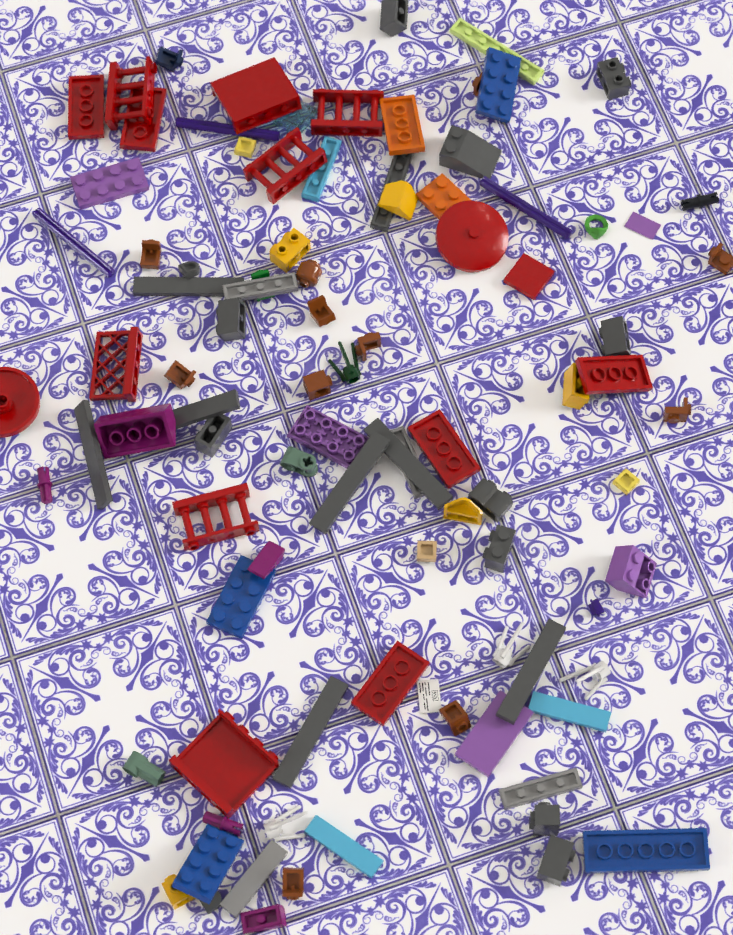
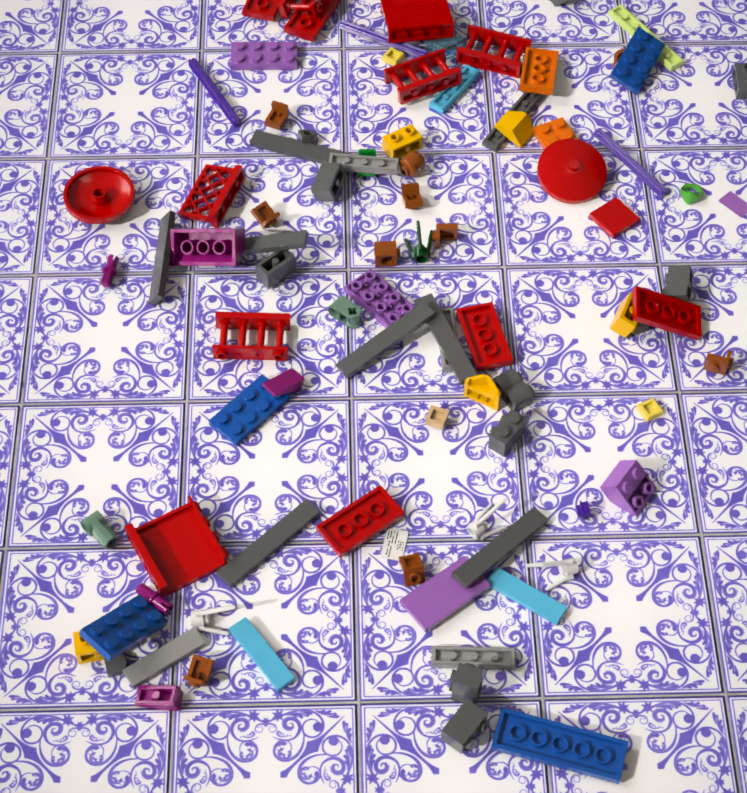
camera: 15 degrees right, 10 degrees down
(468, 153) = (591, 107): dark grey slope -> none

